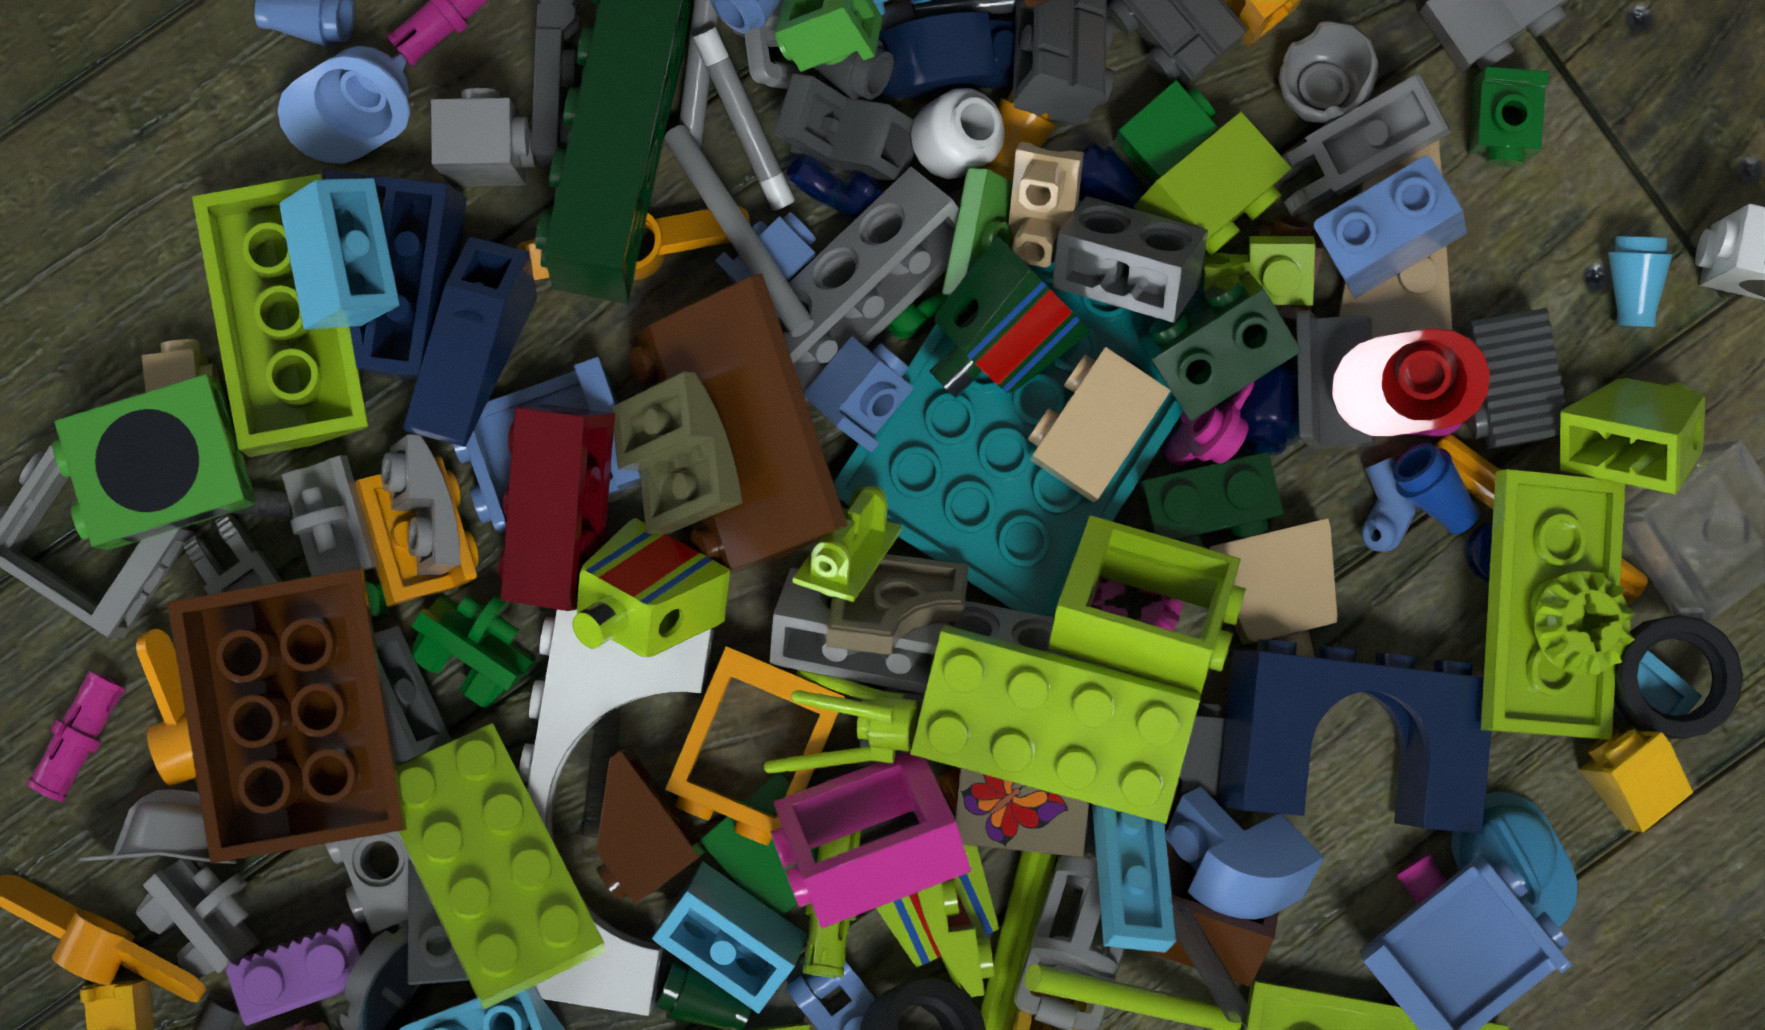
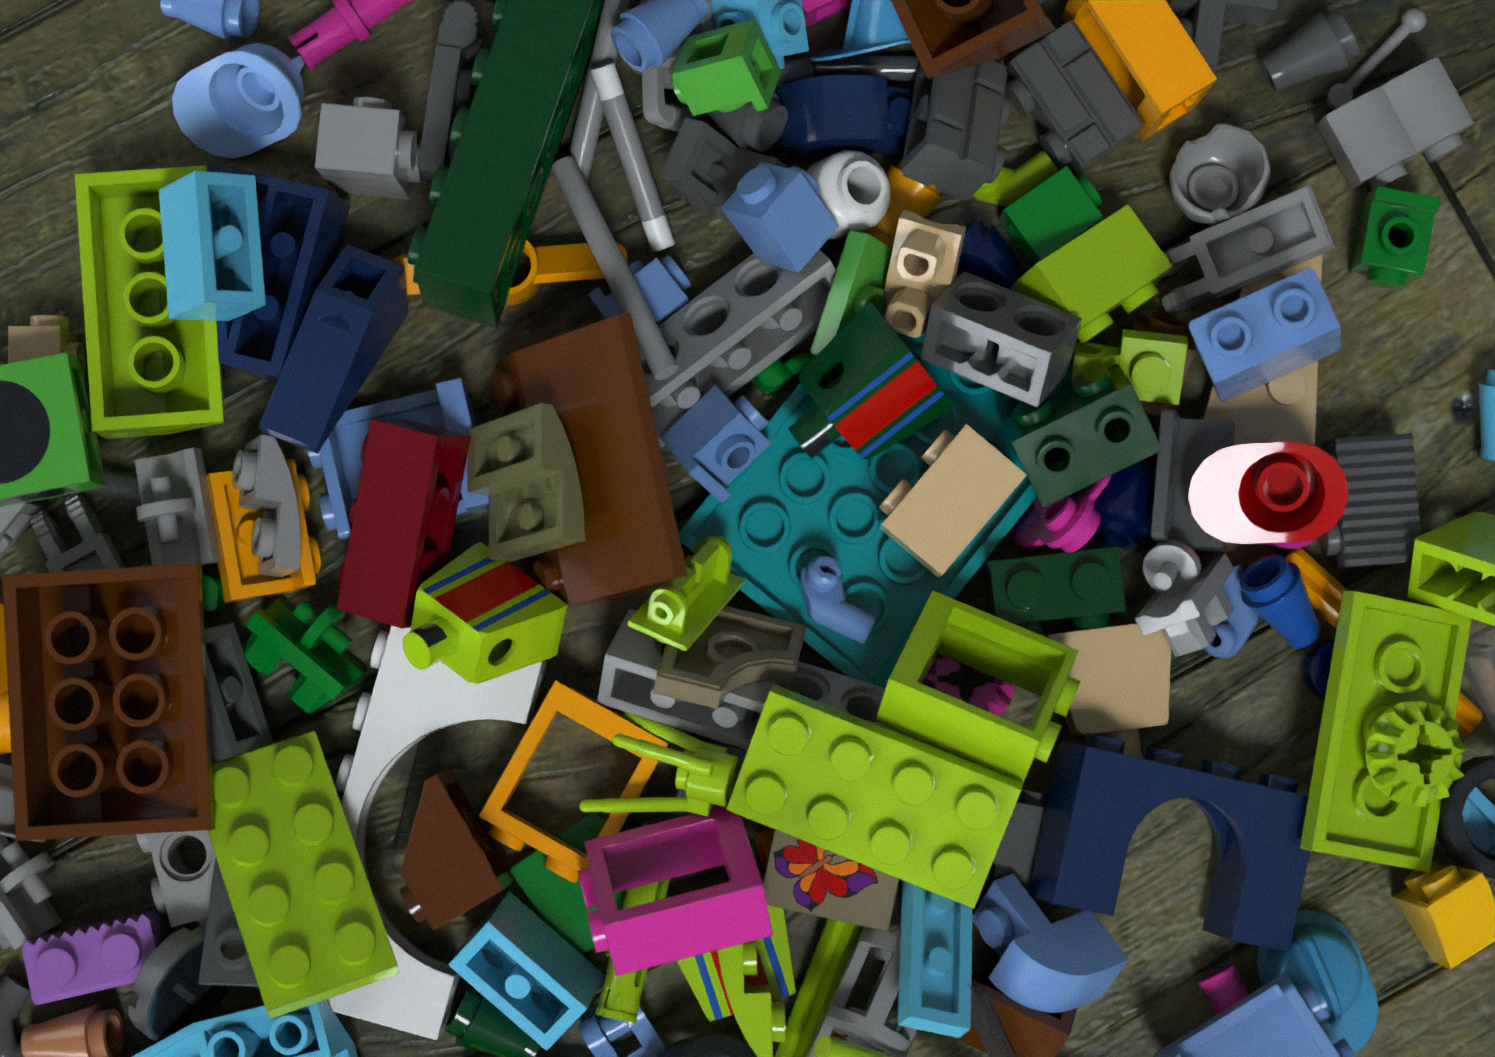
camera: 10 degrees right, 0 degrees up
(831, 190) = (708, 234): clear blue arm -> none
(898, 160) = (780, 215): none -> medium blue brick
(986, 537) = (827, 602): none -> medium blue arm
(1128, 102) = (1017, 182): none -> lime arm
(1341, 495) = (1185, 596): none -> light grey hips

